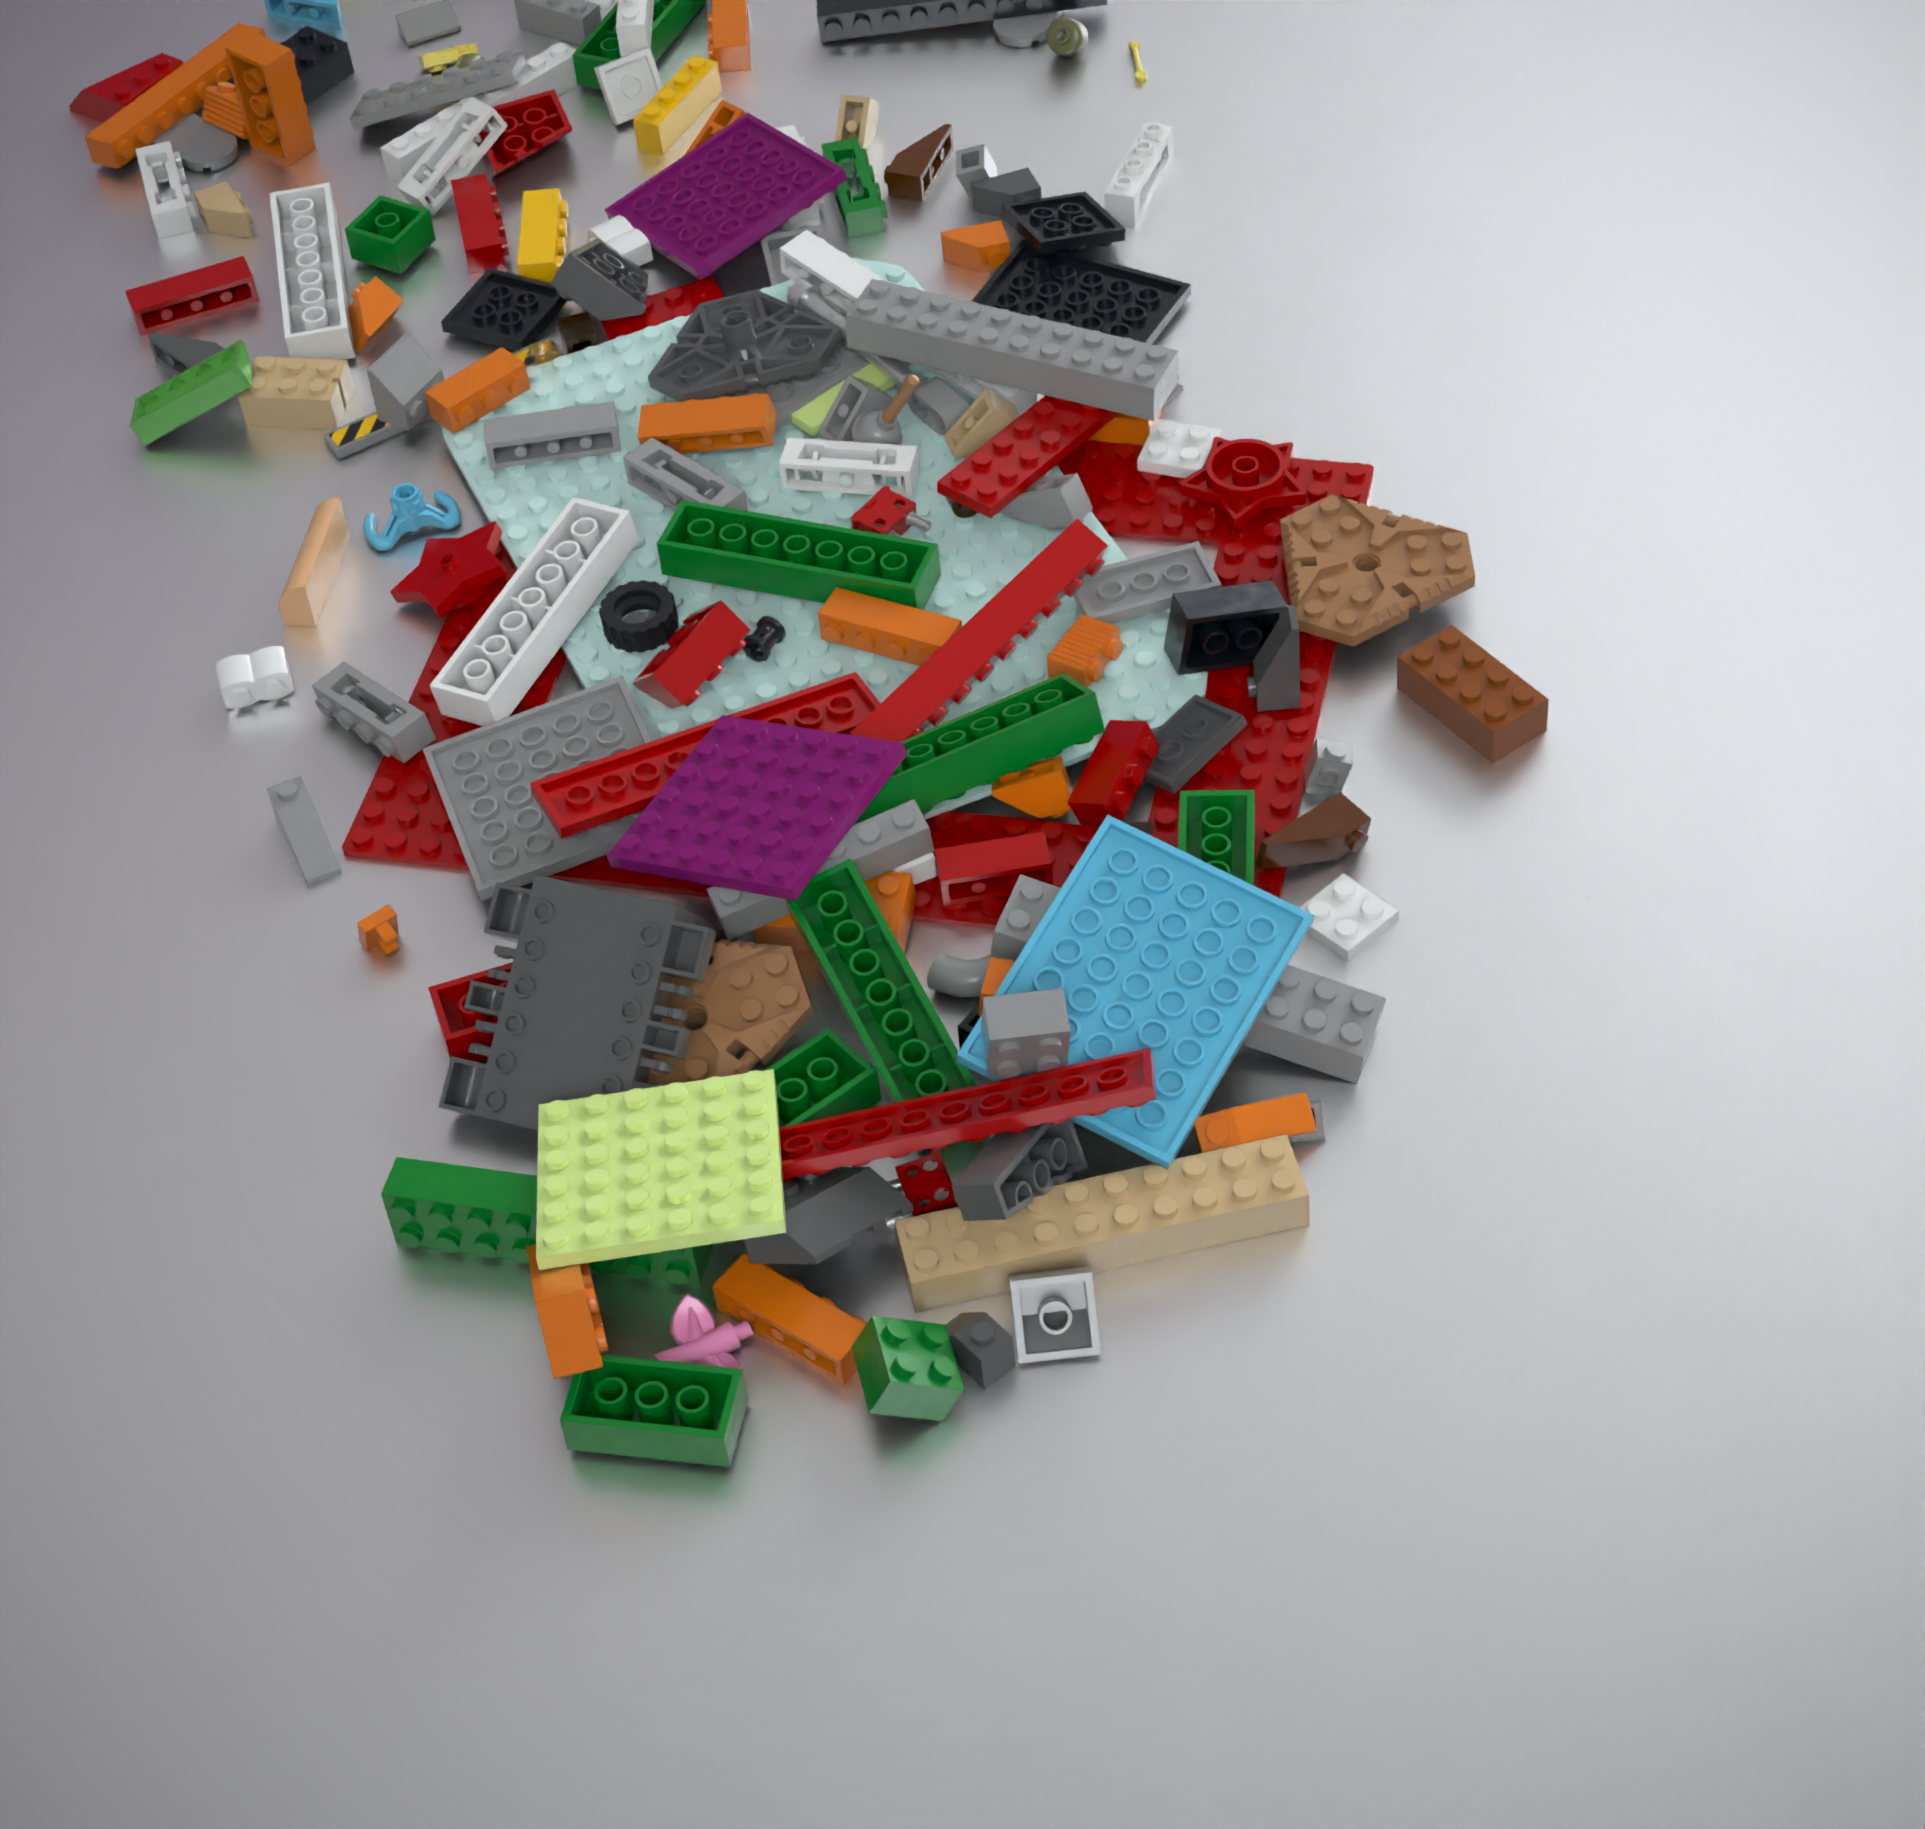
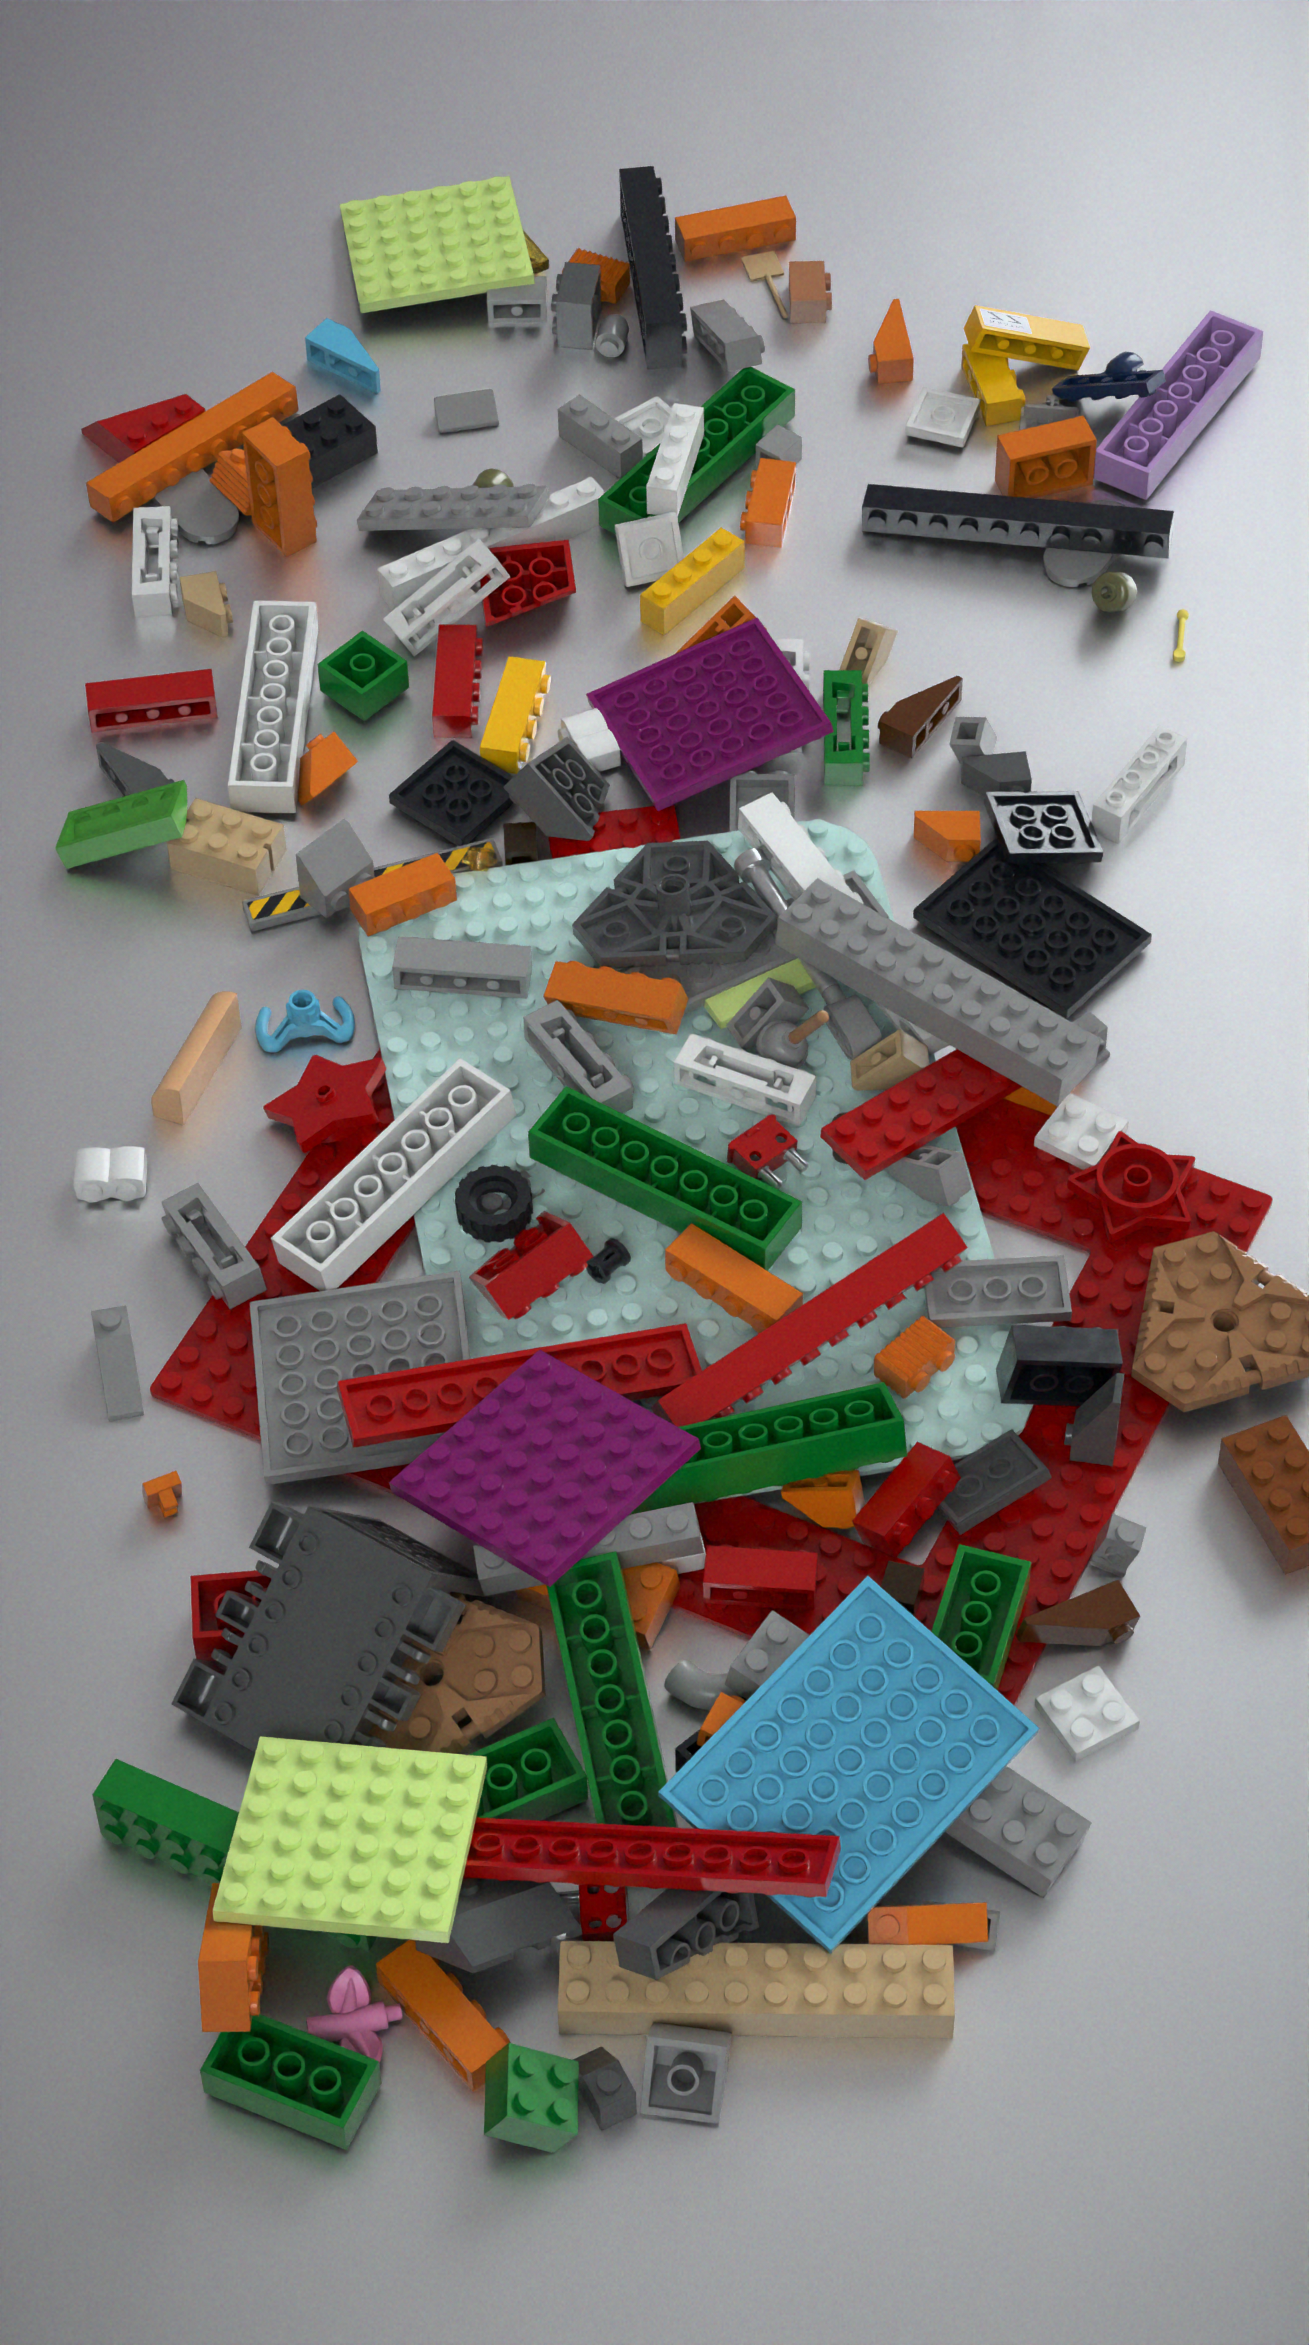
camera: 10 degrees right, 5 degrees up
(437, 60) = (473, 462): light yellow plate -> none
(1025, 1032) = (724, 1793): light grey brick -> none

